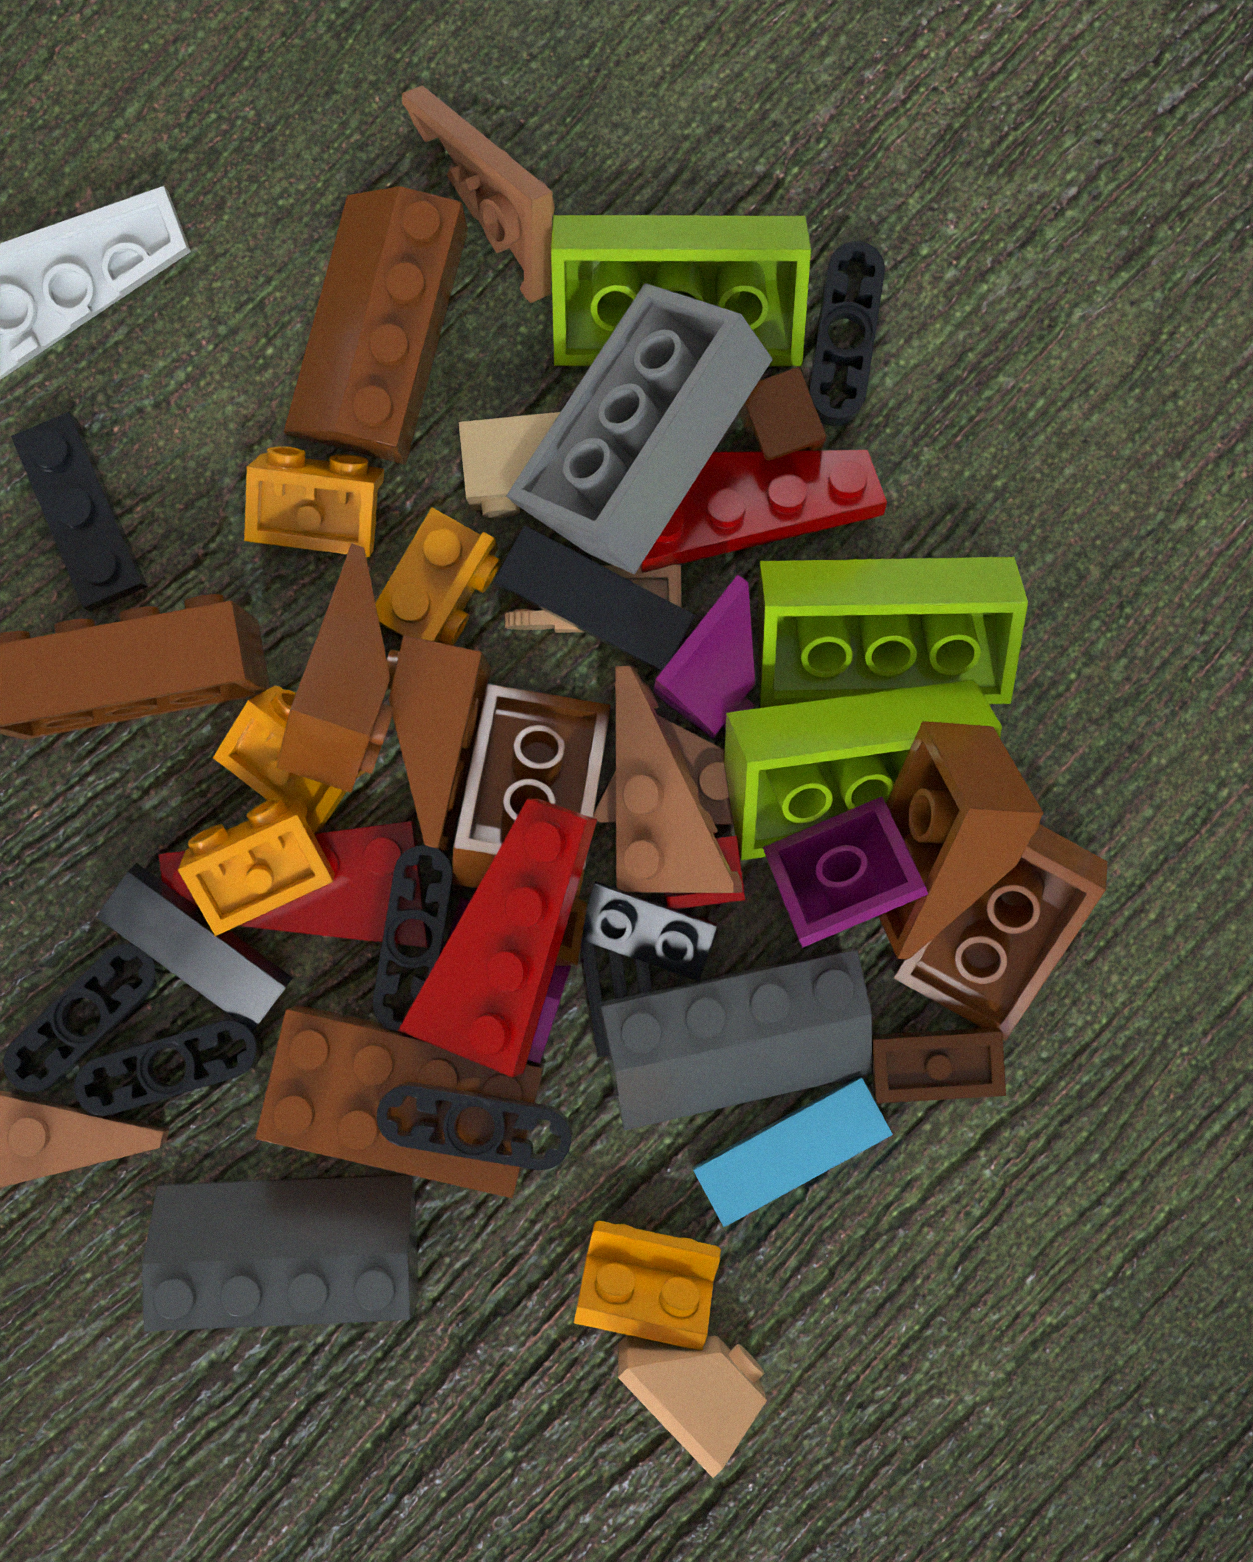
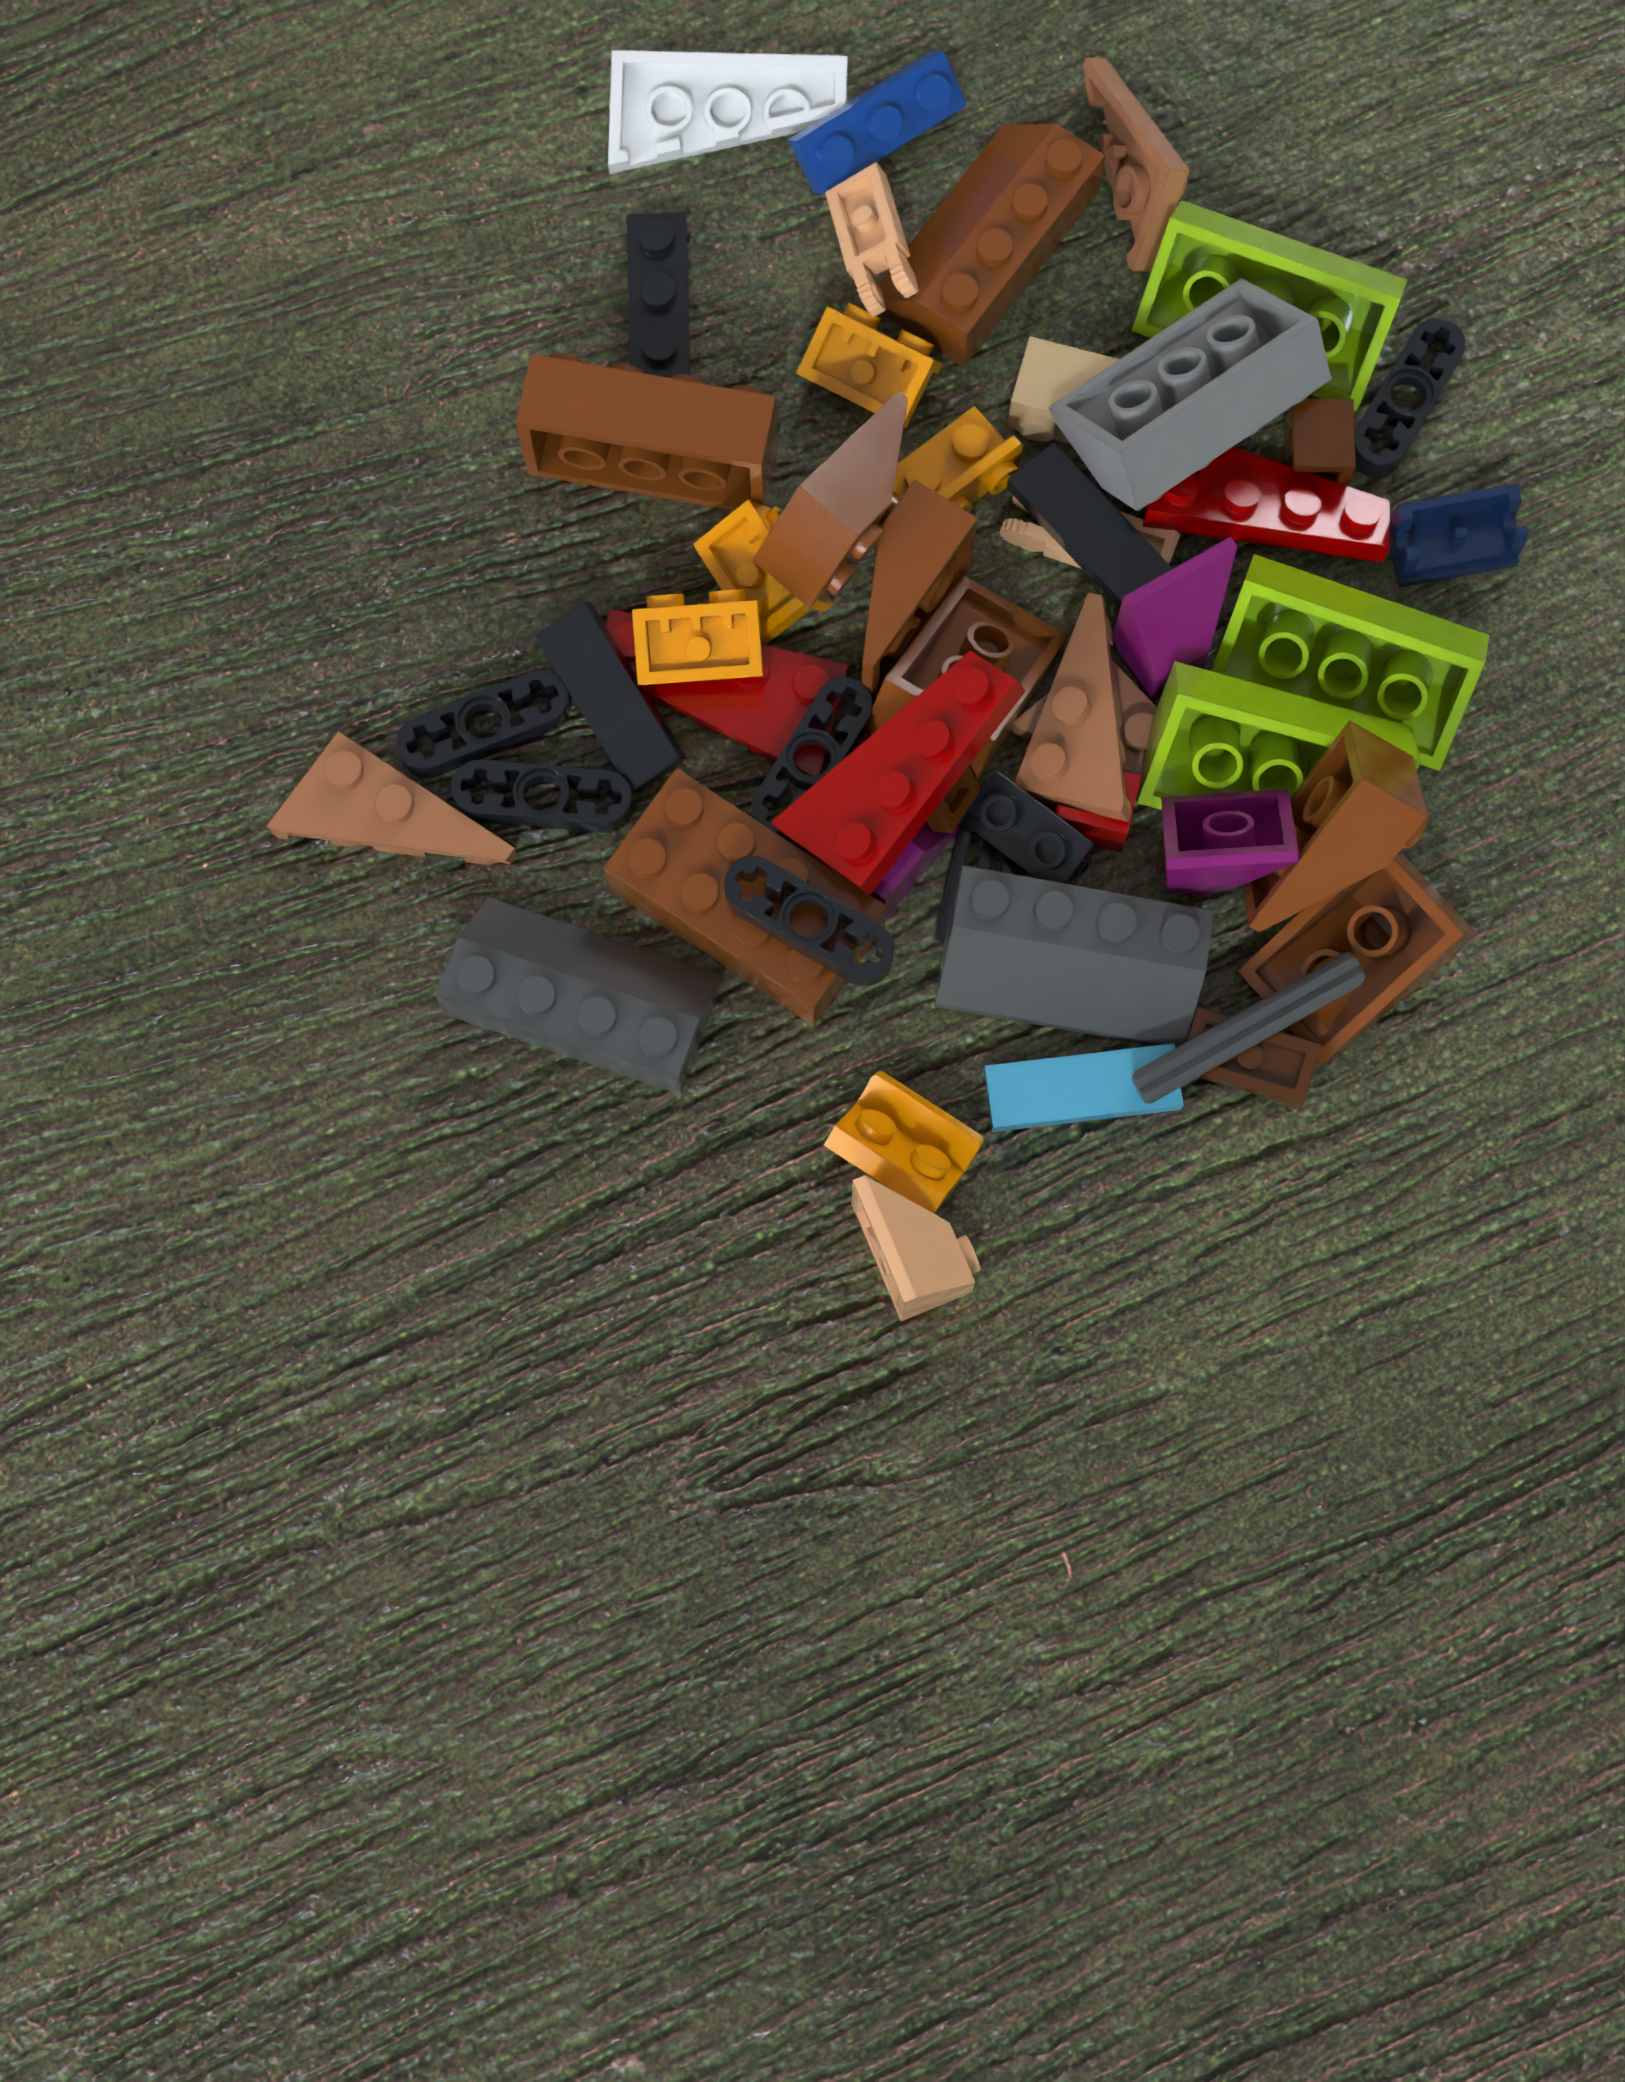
camera: 25 degrees right, 10 degrees down
(222, 242) = (877, 121): none -> blue plate
(262, 373) = (871, 235): none -> light nougat hinge
(930, 1048) = (1248, 1027): none -> dark grey axle
(945, 463) = (1456, 535): none -> dark blue hinge

